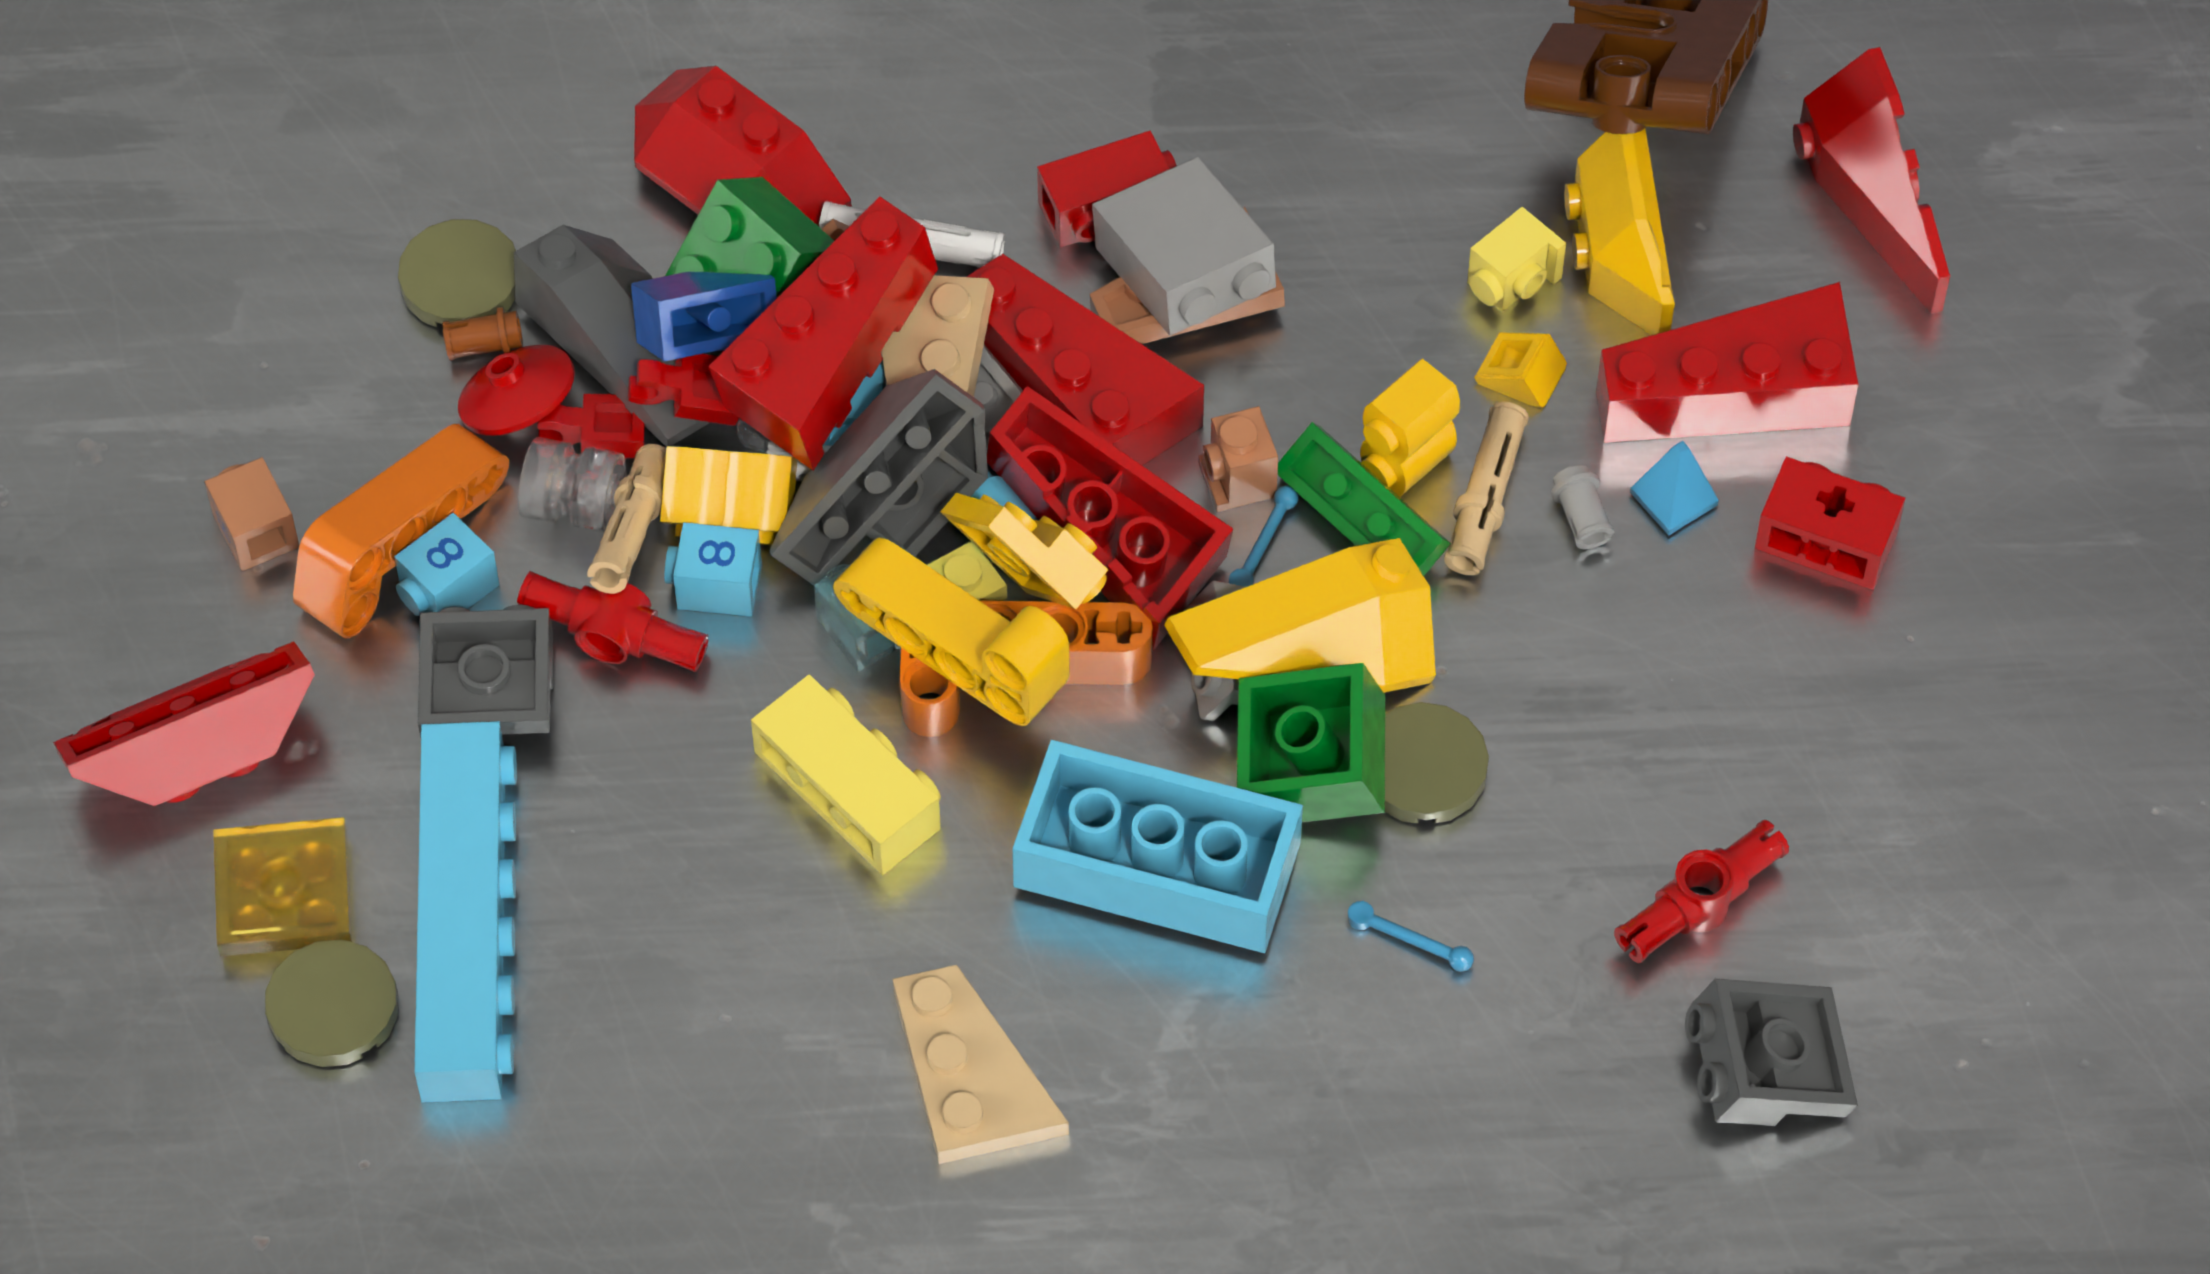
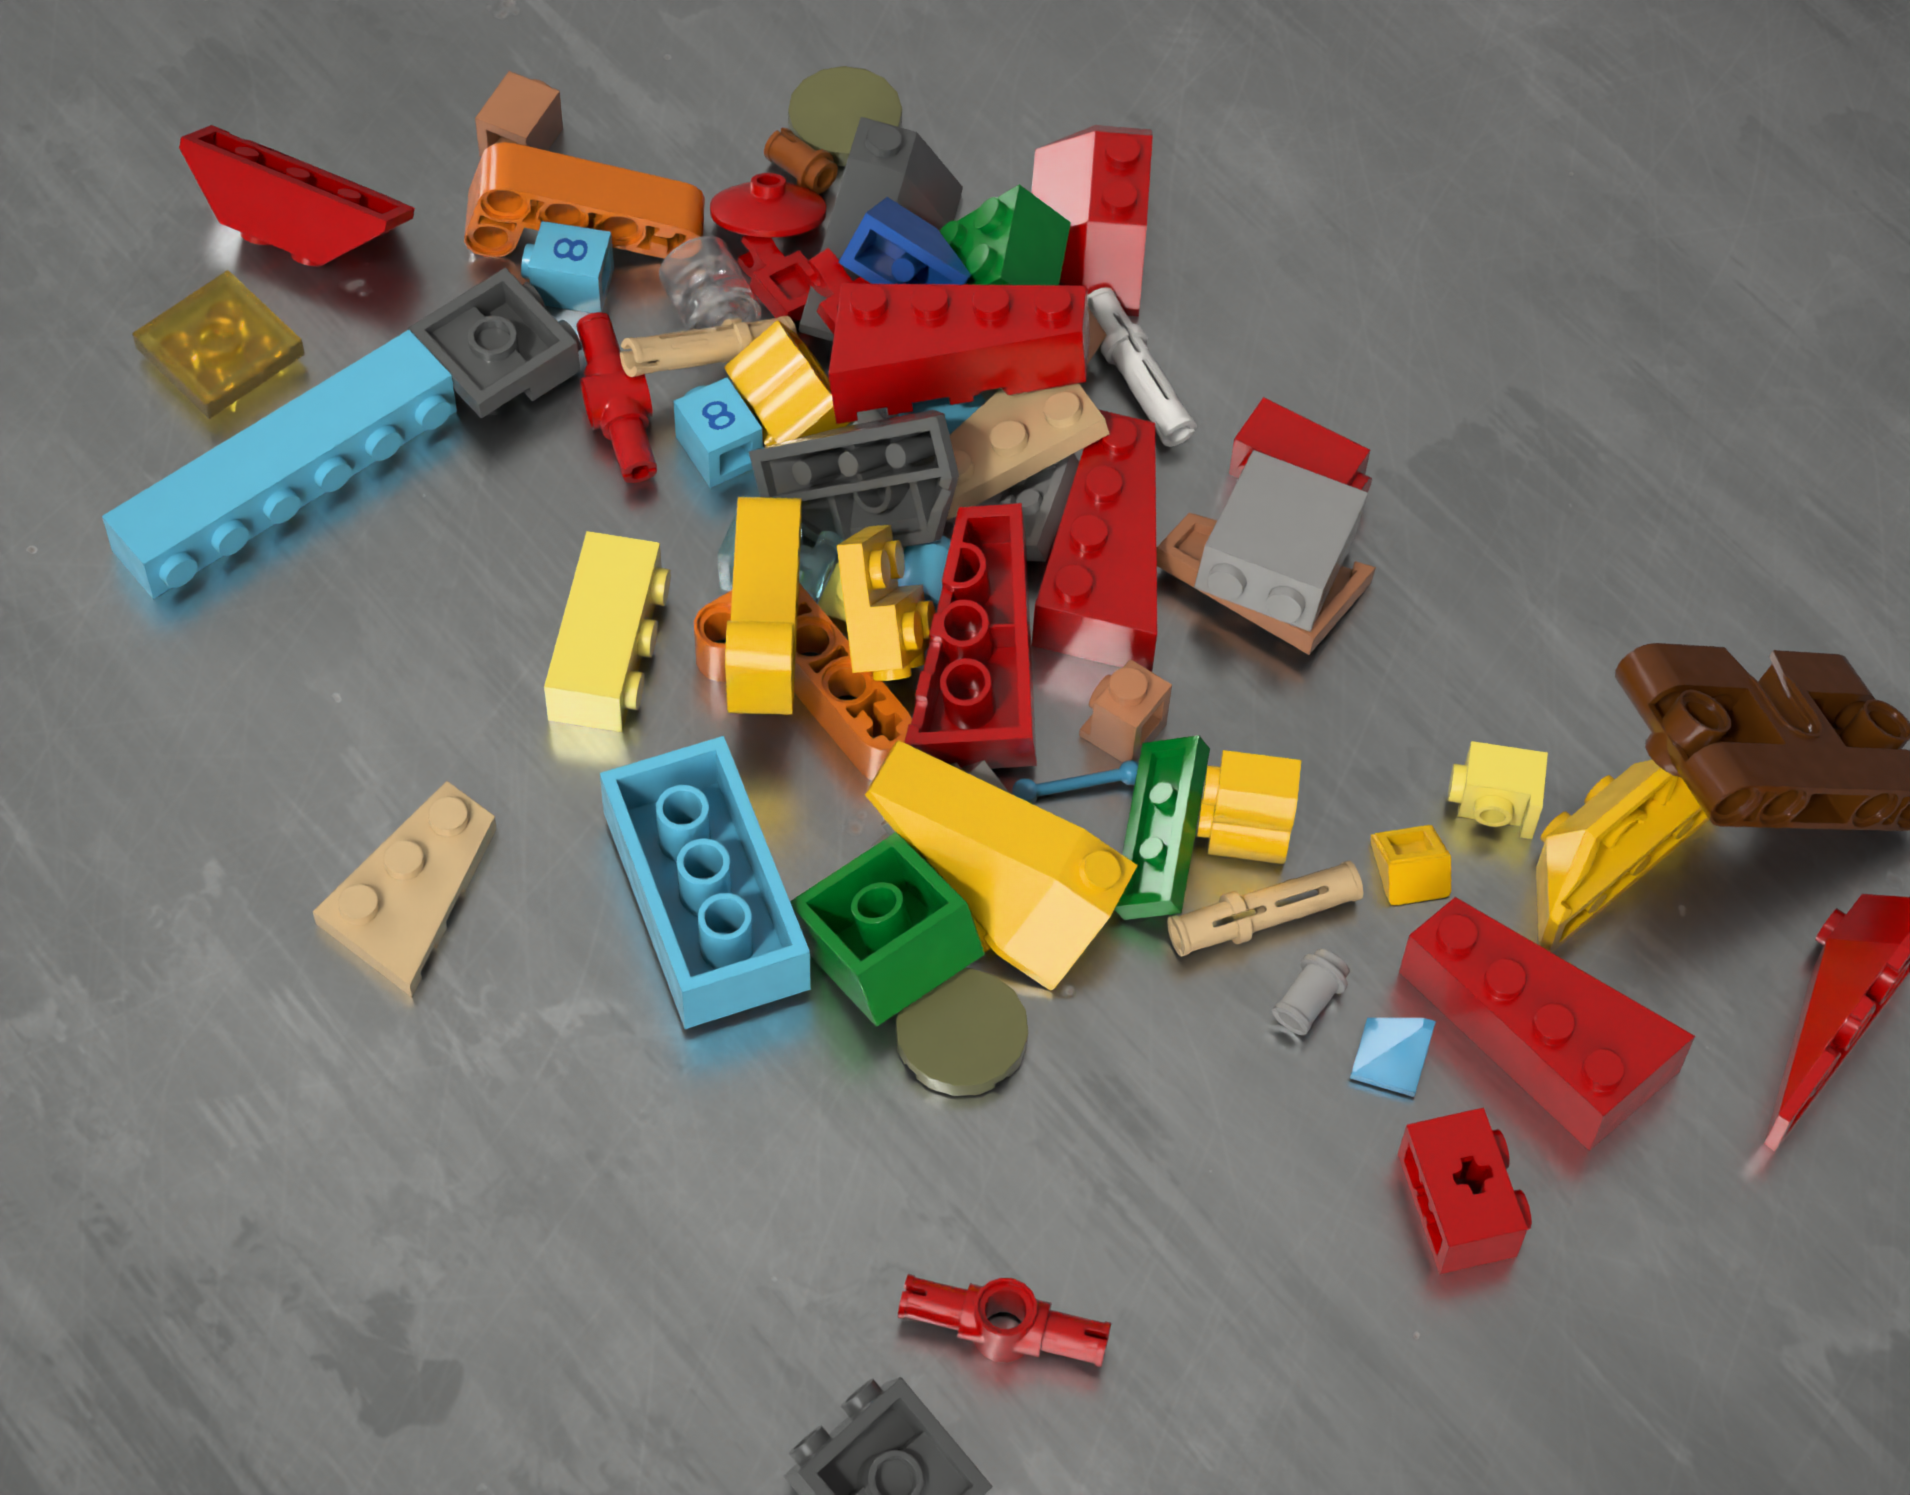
camera: 50 degrees right, 0 degrees up
(331, 1002) = (145, 435): olive tile -> none
(1362, 917) = (781, 1080): dark azure hinge -> none

